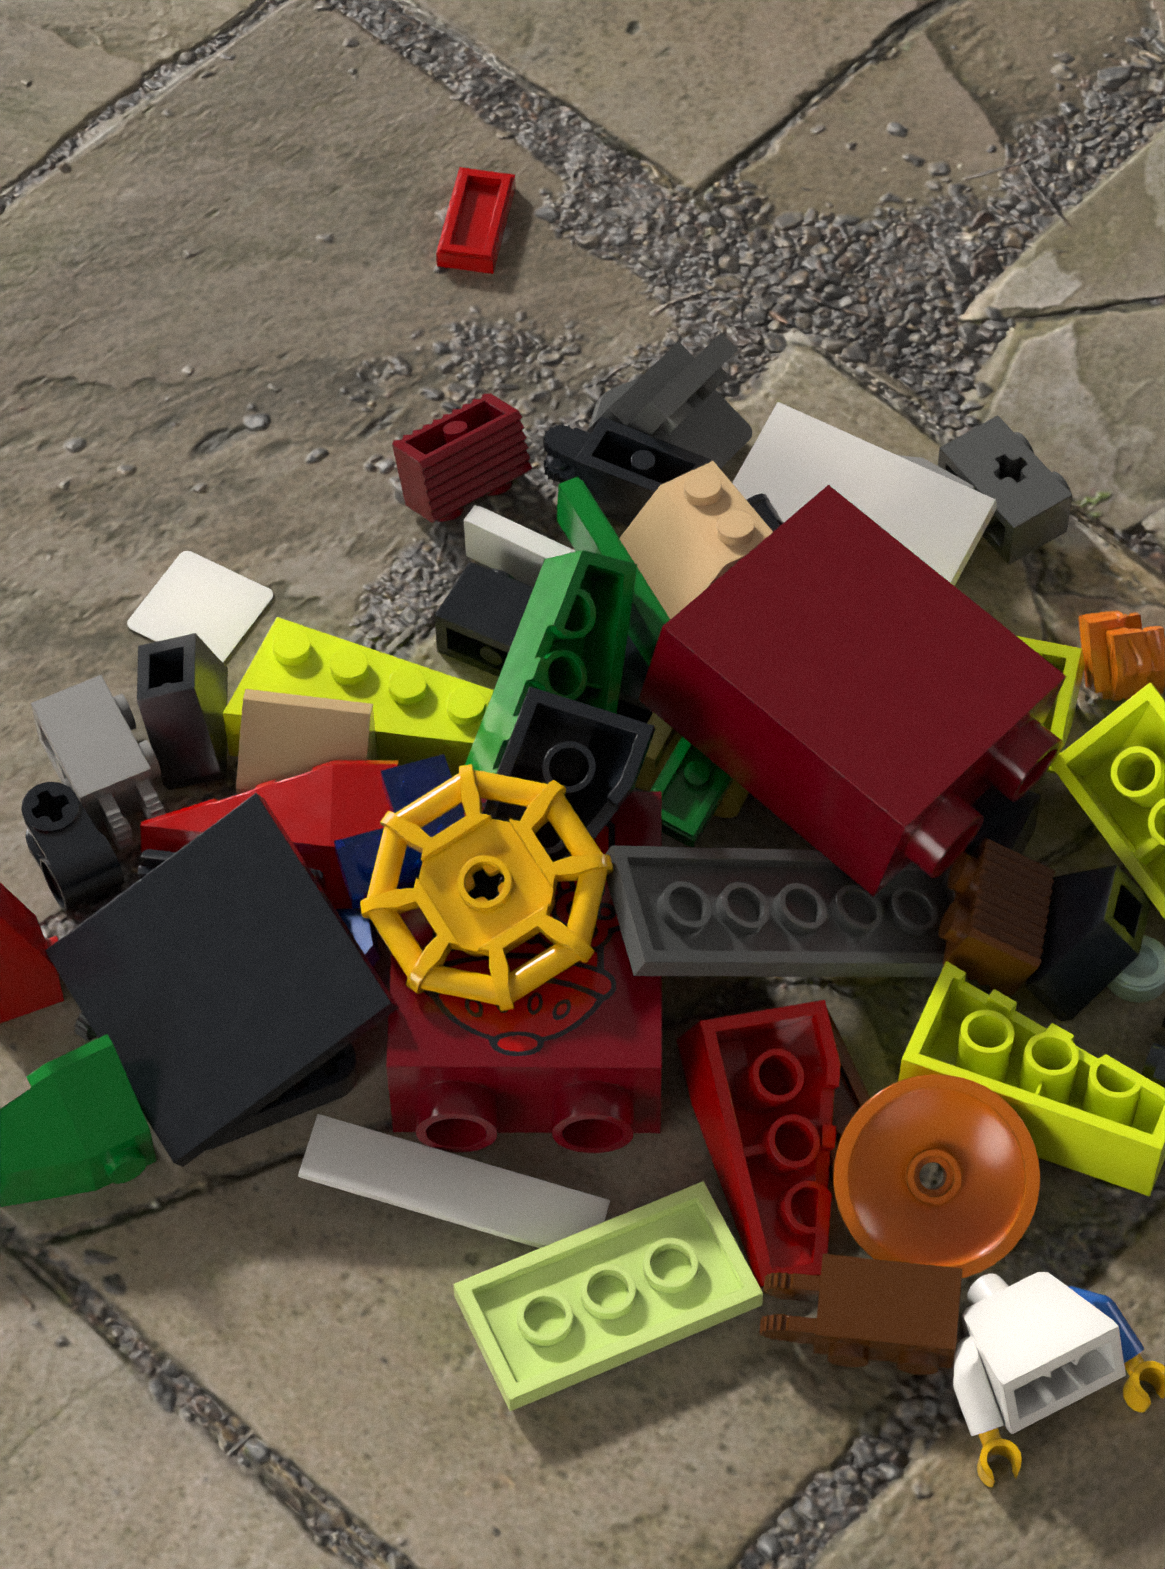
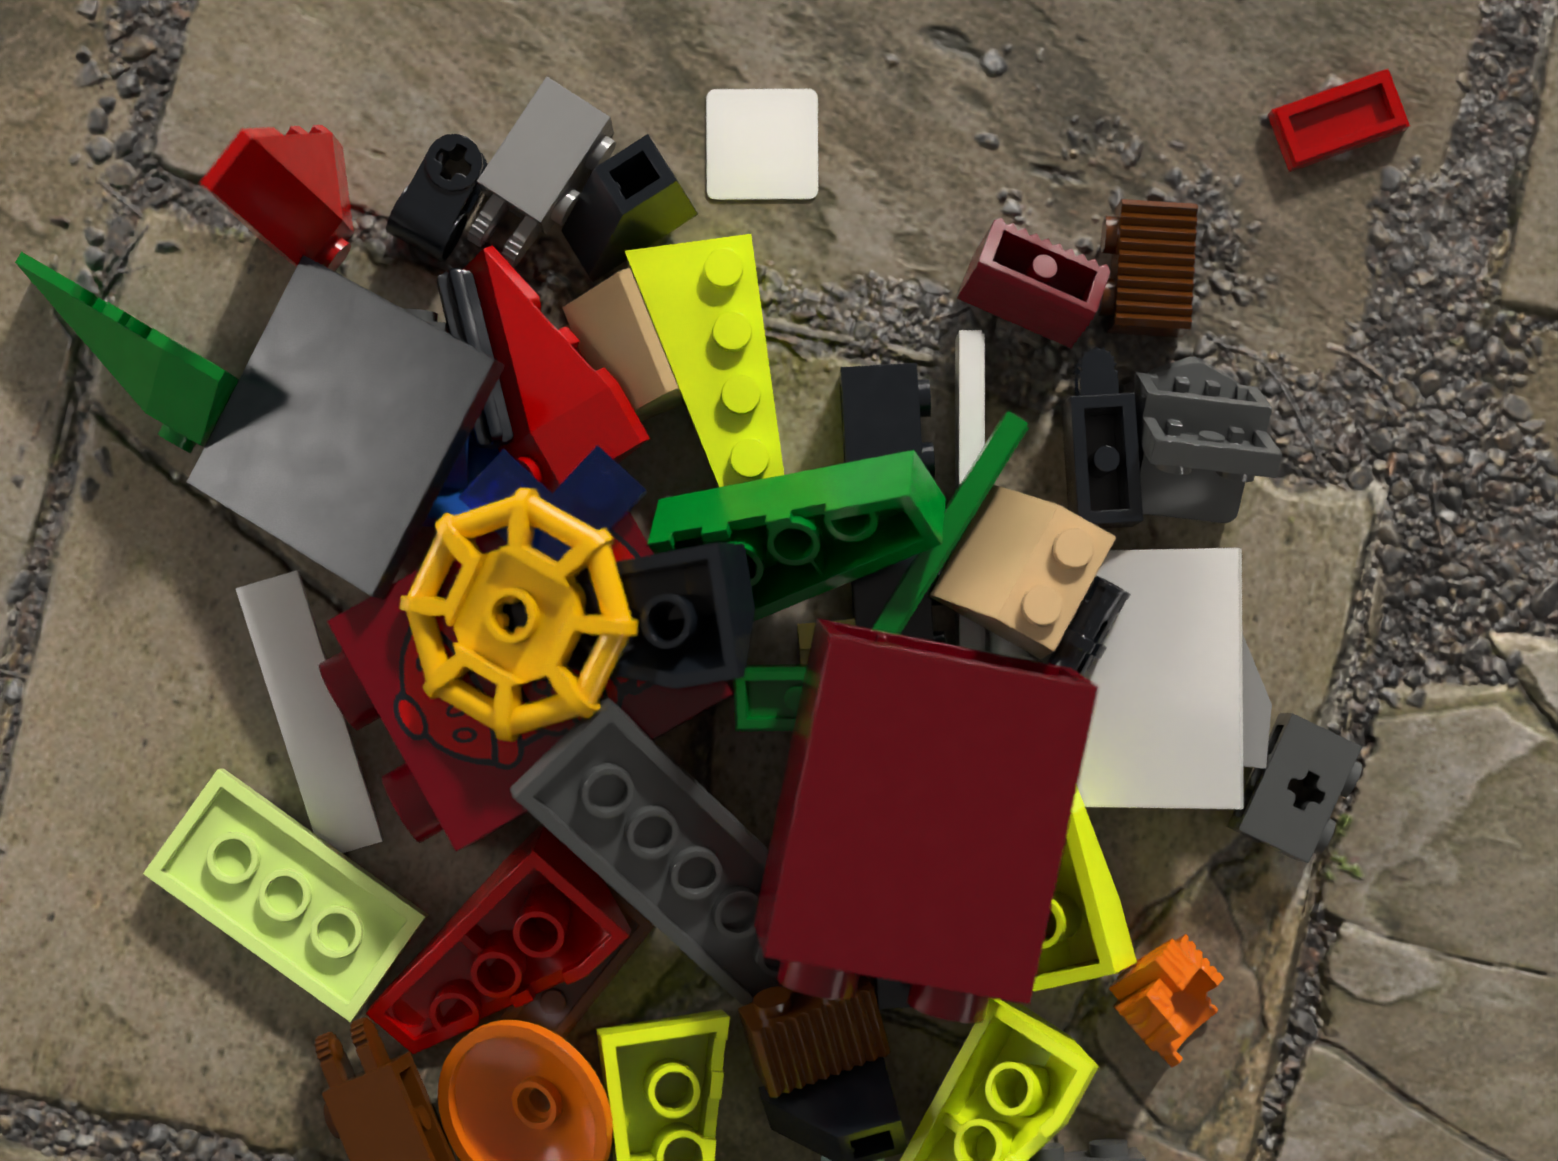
camera: 55 degrees right, 30 degrees up
(512, 371) = (1150, 268): none -> reddish brown brick

